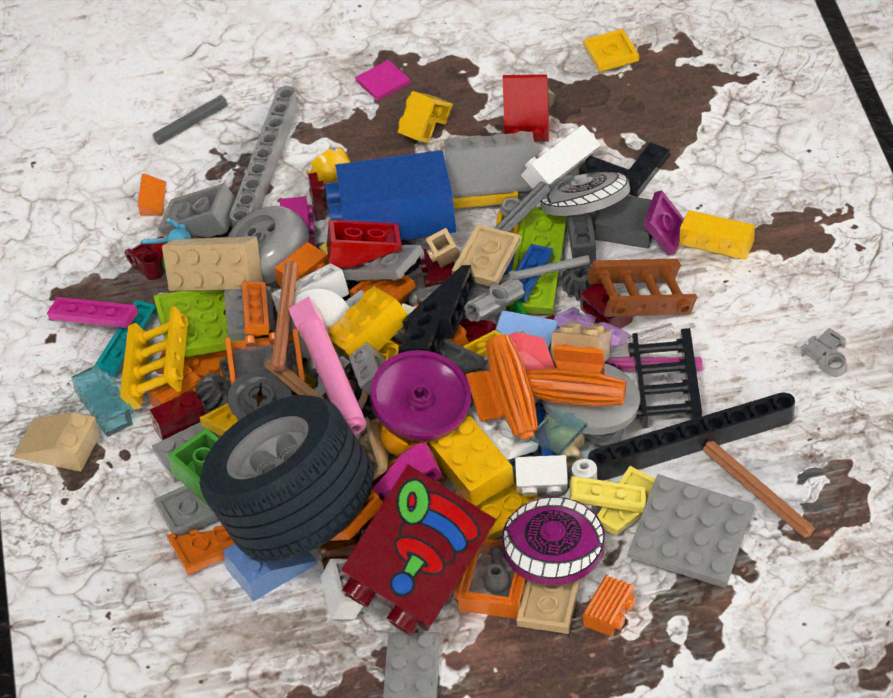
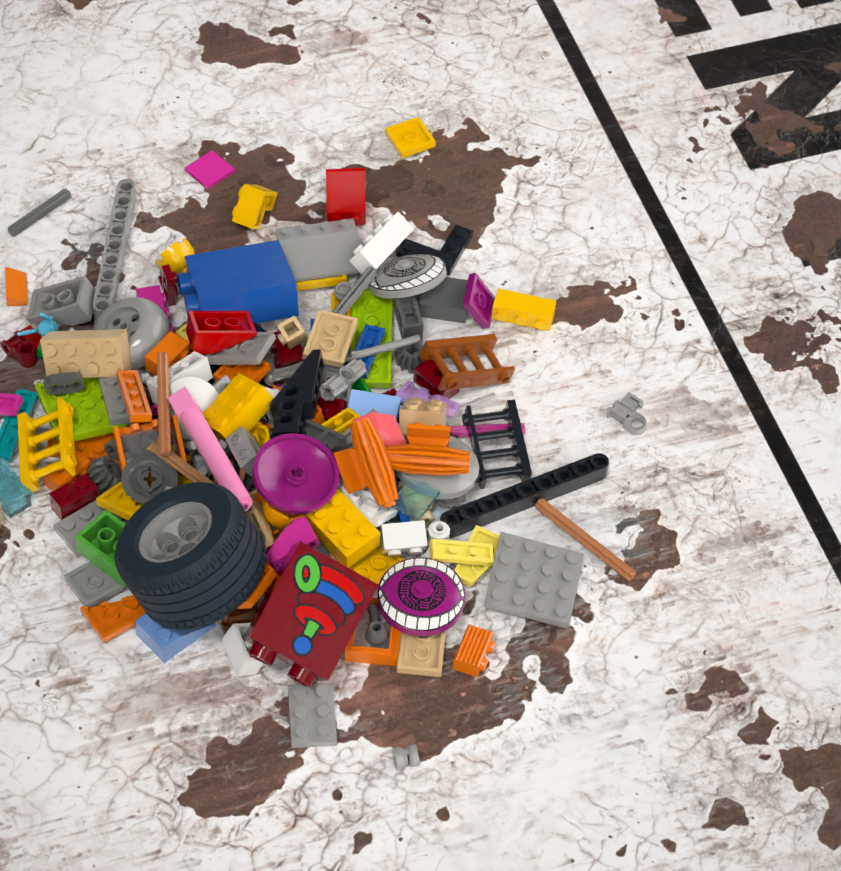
camera: 15 degrees left, 5 degrees up
(183, 294) = (63, 383): none -> dark grey beam

